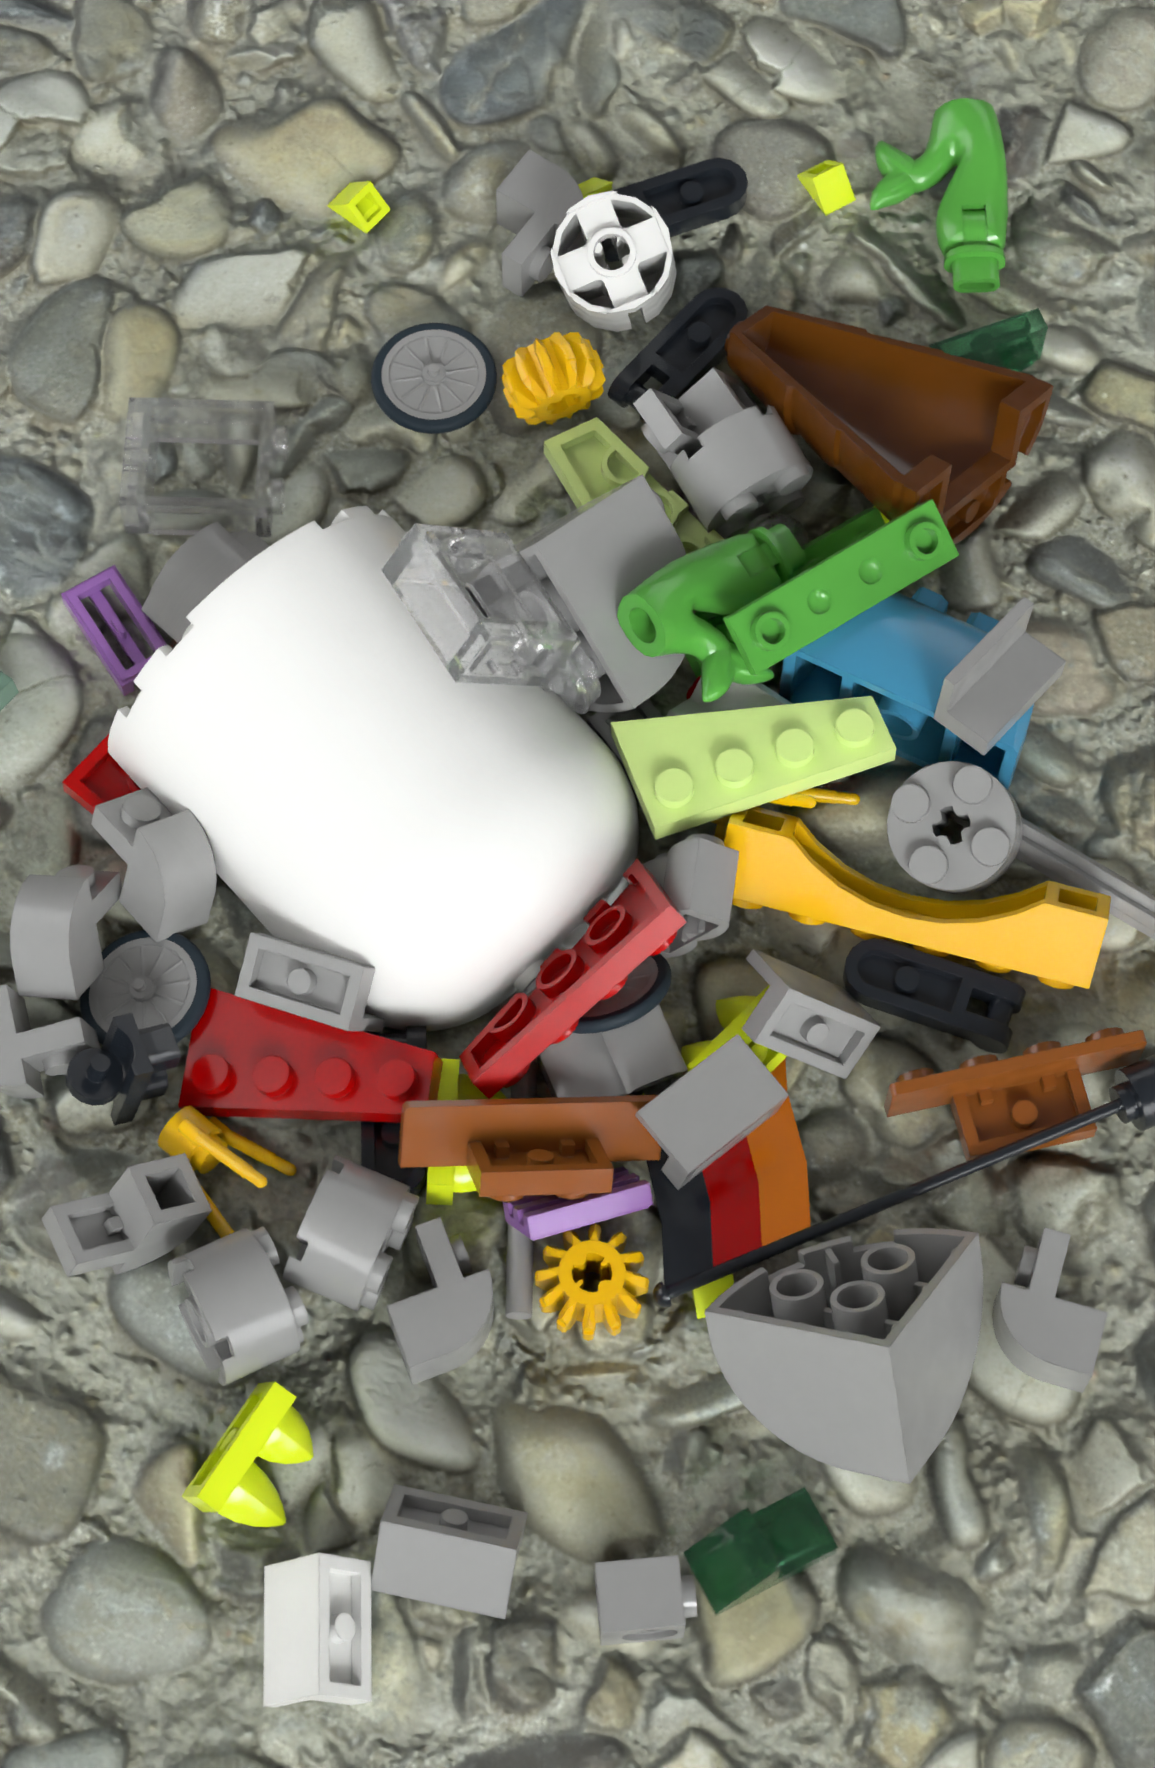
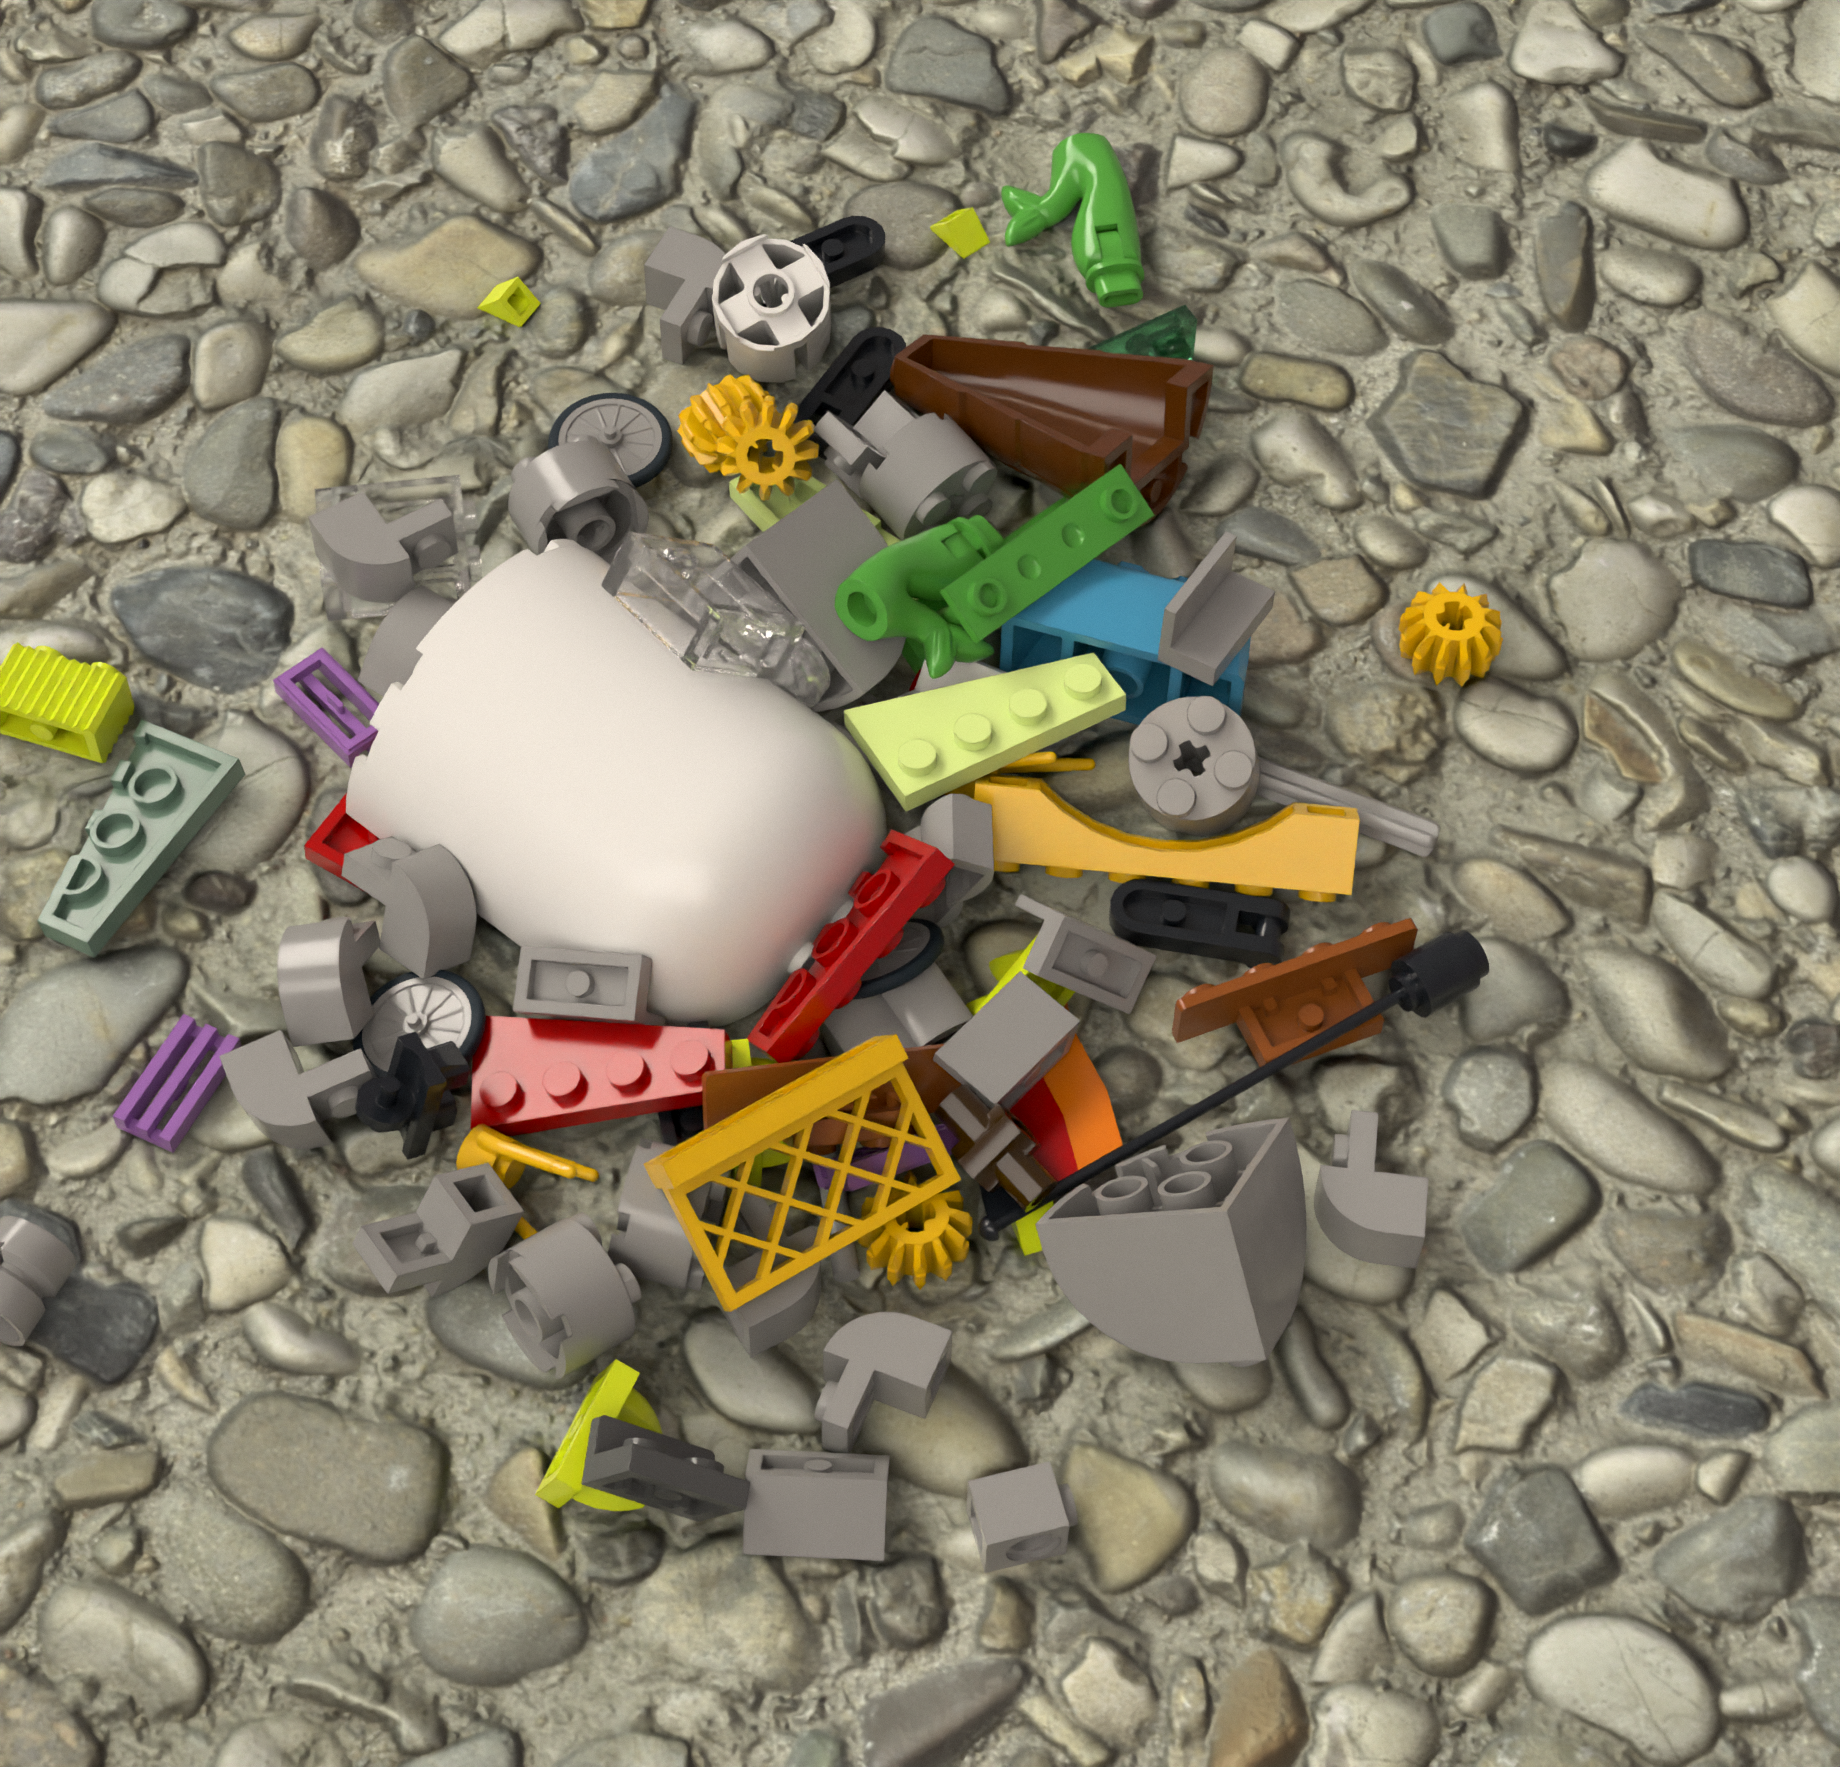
camera: 10 degrees left, 10 degrees down
(178, 489) = (380, 558): none -> light grey brick
(298, 1500) = (660, 1471): none -> dark grey bracket
(317, 1631) = (696, 1596): white panel -> none
(385, 451) = (576, 496): none -> light grey brick
(466, 1166) = (772, 1120): none -> yellow fence
(533, 1413) = (882, 1360): none -> light grey brick
(605, 424) = (747, 456): none -> yellow gear
(681, 1217) = (995, 1148): none -> dark brown axle
(759, 1550) = (1127, 1456): clear green slope -> none

